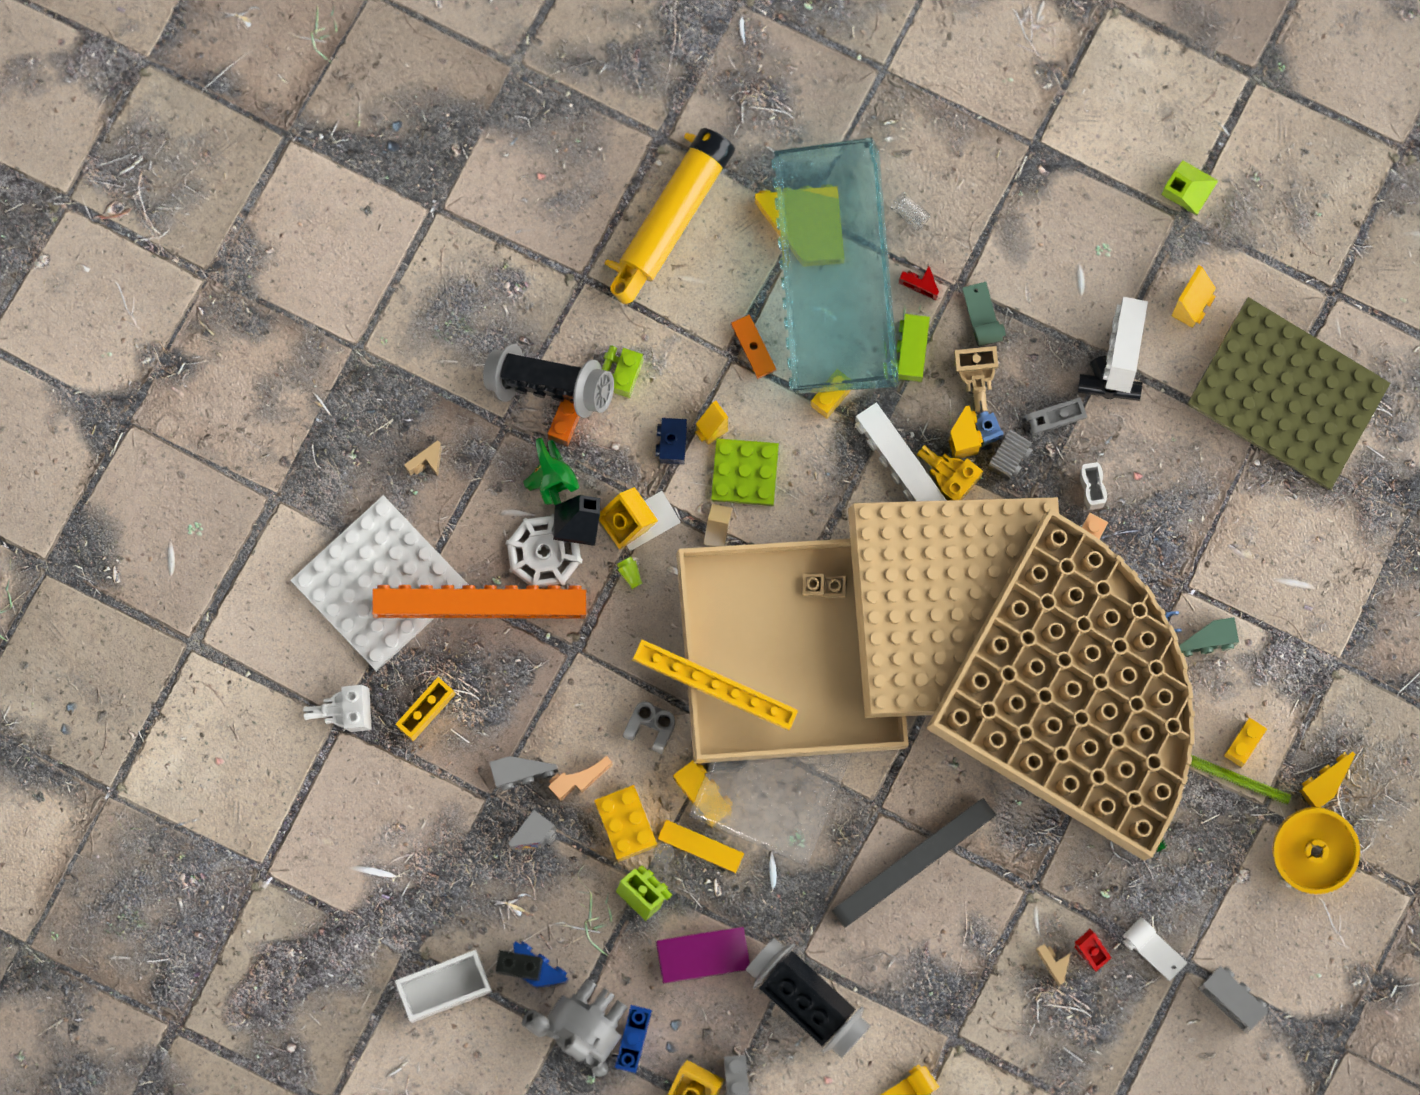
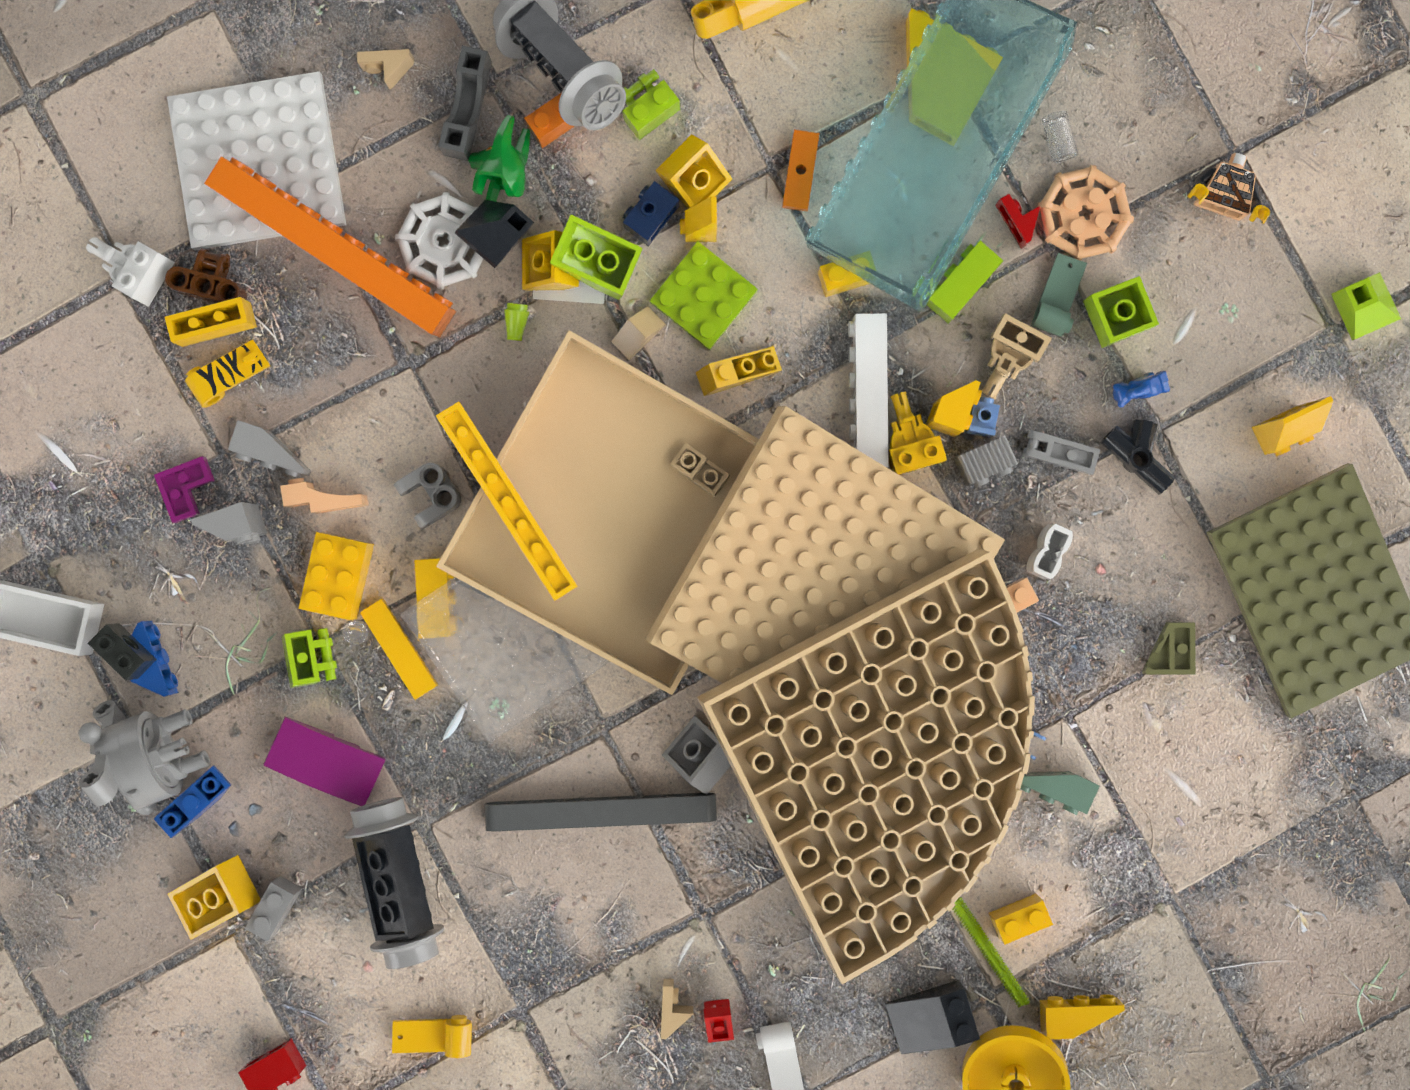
camera: 30 degrees right, 10 degrees up
(400, 675) = (204, 272): none -> reddish brown piece
(456, 738) = (222, 374): none -> yellow door
(473, 835) = (176, 487): none -> magenta plate
(499, 451) = (461, 126): none -> dark grey arch
(659, 493) = (596, 257): none -> lime slope
(683, 395) = (693, 172): none -> yellow slope
(802, 506) = (737, 370): none -> yellow slope
(955, 778) = (698, 755): none -> light grey slope
(962, 261) = (1093, 200): none -> light nougat plate
(1030, 299) = (1120, 312): none -> lime brick
(1046, 172) = (1230, 190): none -> torso
(1078, 339) = (1141, 387): none -> blue animal
(1125, 344) = (1188, 427): white piece -> none
(1222, 497) = (1173, 651): none -> olive wing
(1234, 850) = (933, 1019): none -> slope

